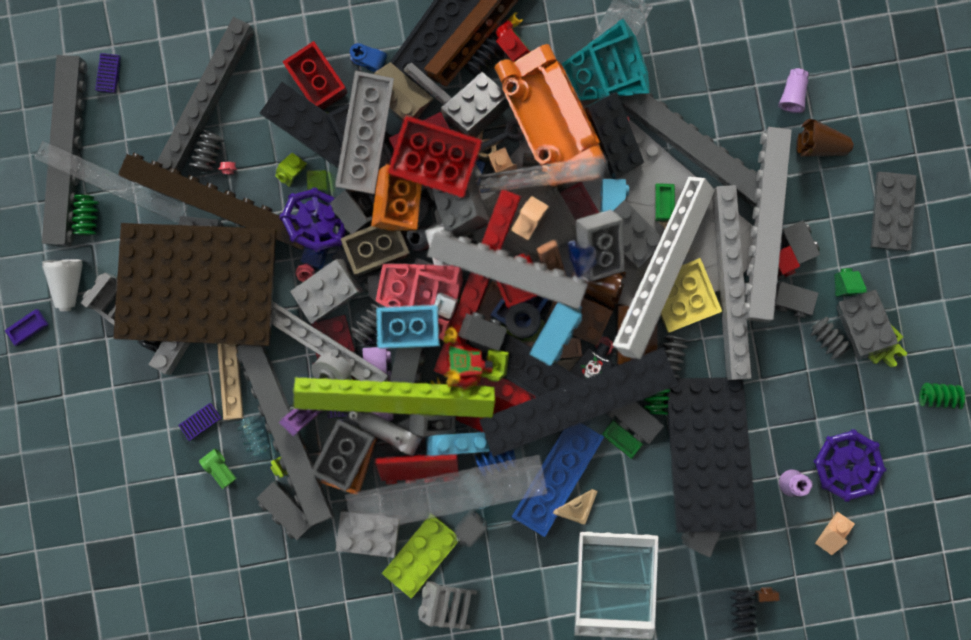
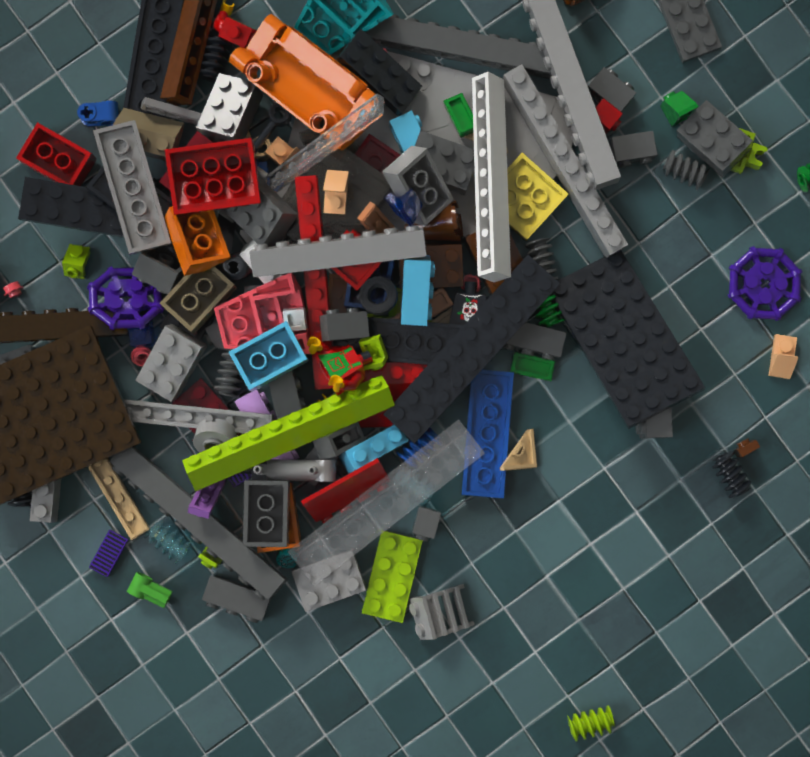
camera: 30 degrees left, 0 degrees up
(317, 179) = (108, 258): clear neon green tile -> none
(340, 498) = (284, 559): none -> tile
(616, 585) = (596, 511): clear light blue window -> none
(790, 479) = (714, 330): lavender plant -> none

